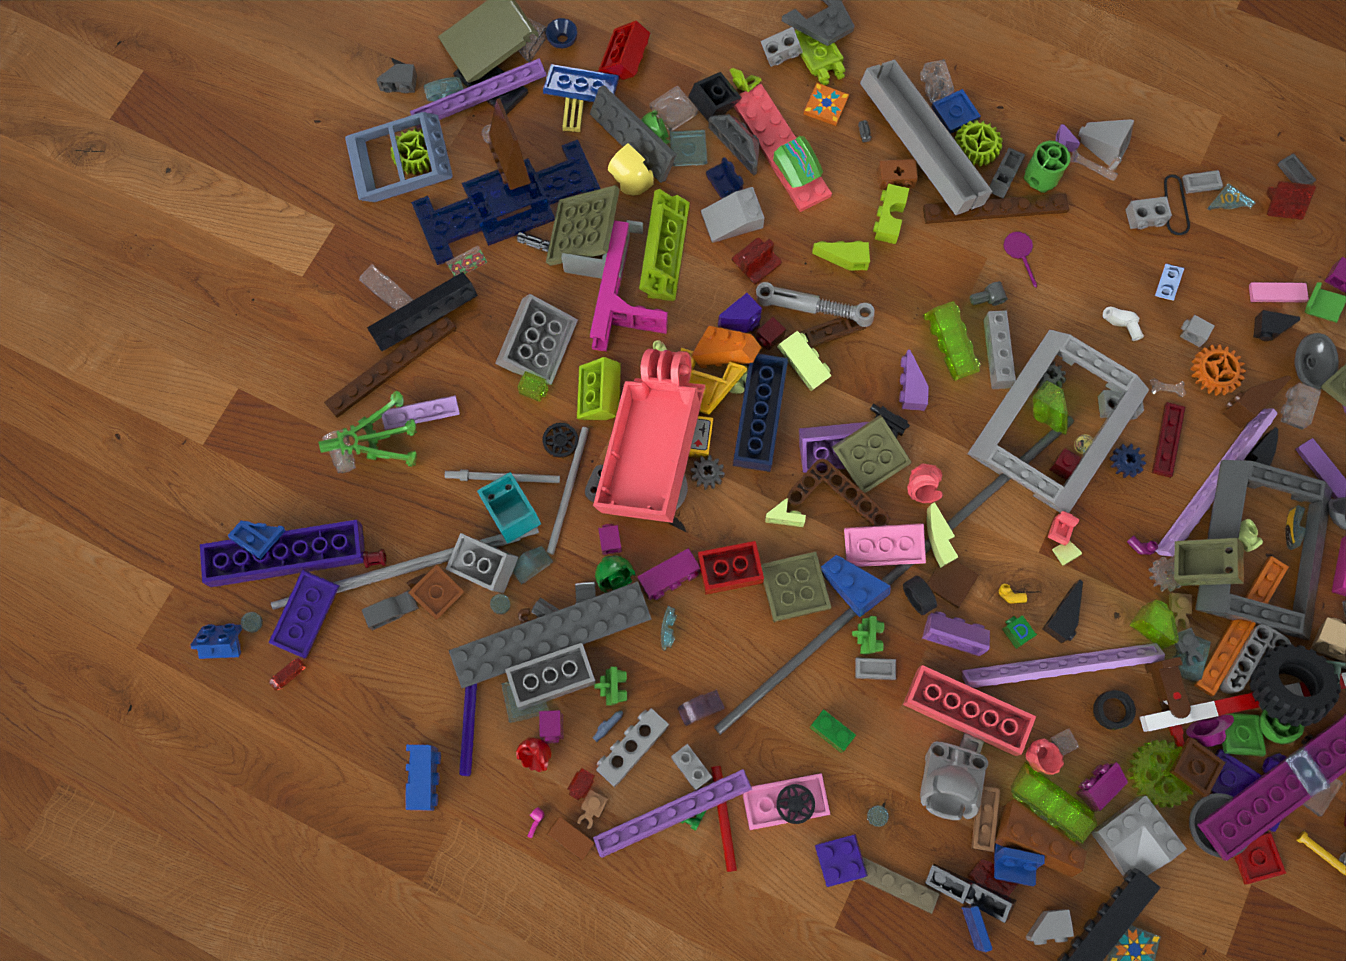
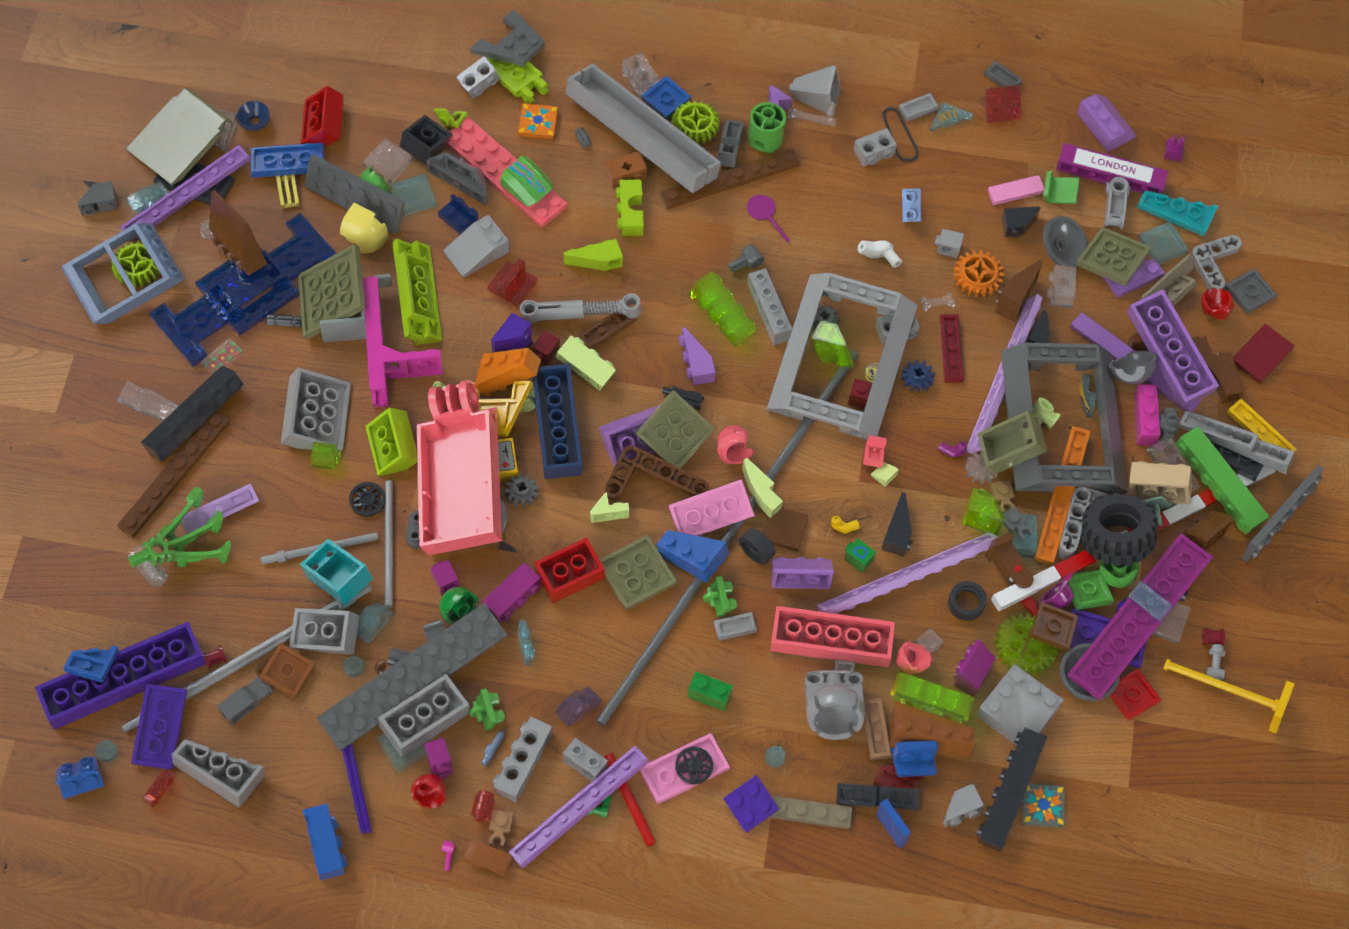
camera: 20 degrees left, 10 degrees down
(348, 679) = (223, 774): none -> light grey wedge

